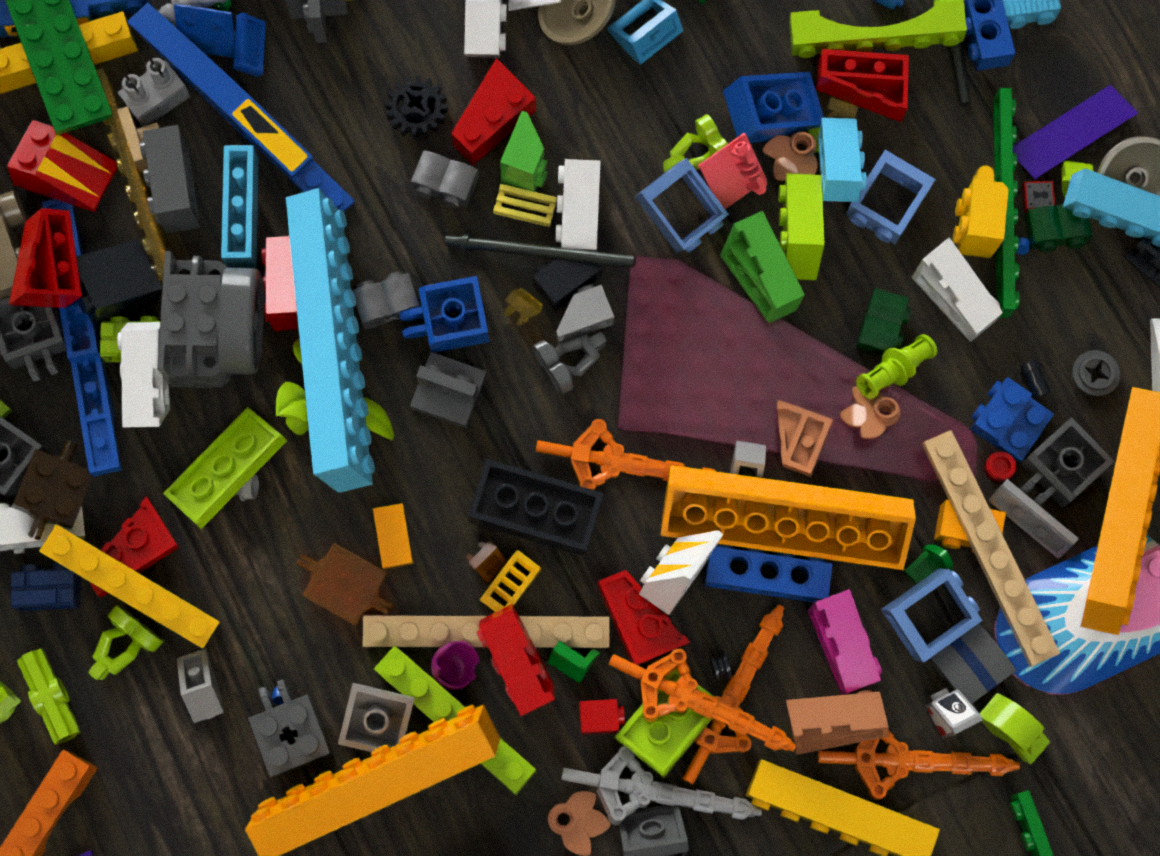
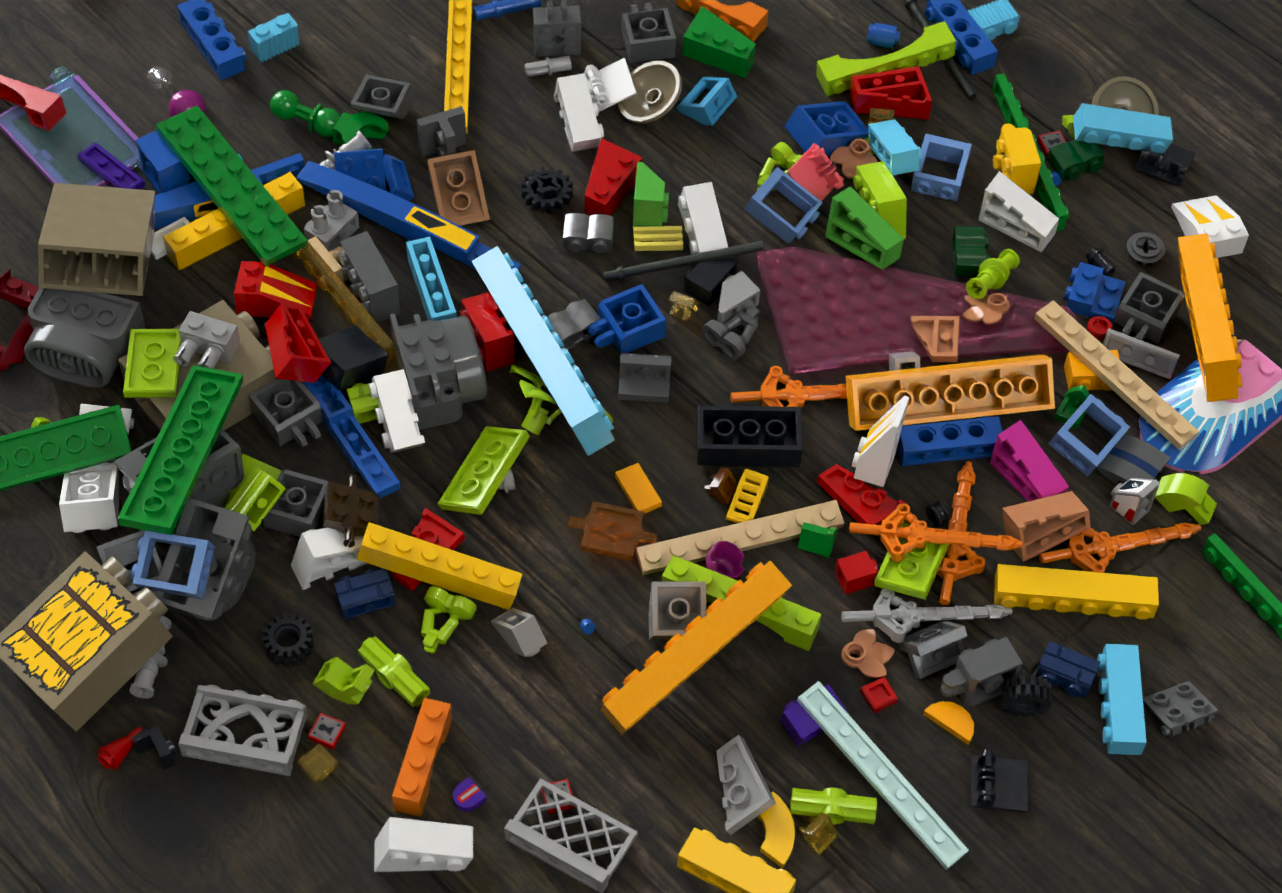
camera: 15 degrees left, 20 degrees down
(298, 716) = (607, 645): dark grey hinge -> none
(313, 82) = (458, 188): none -> medium nougat slope
(516, 660) = (774, 540): red wedge -> none
(1073, 131) = (1061, 96): dark purple sticker -> none

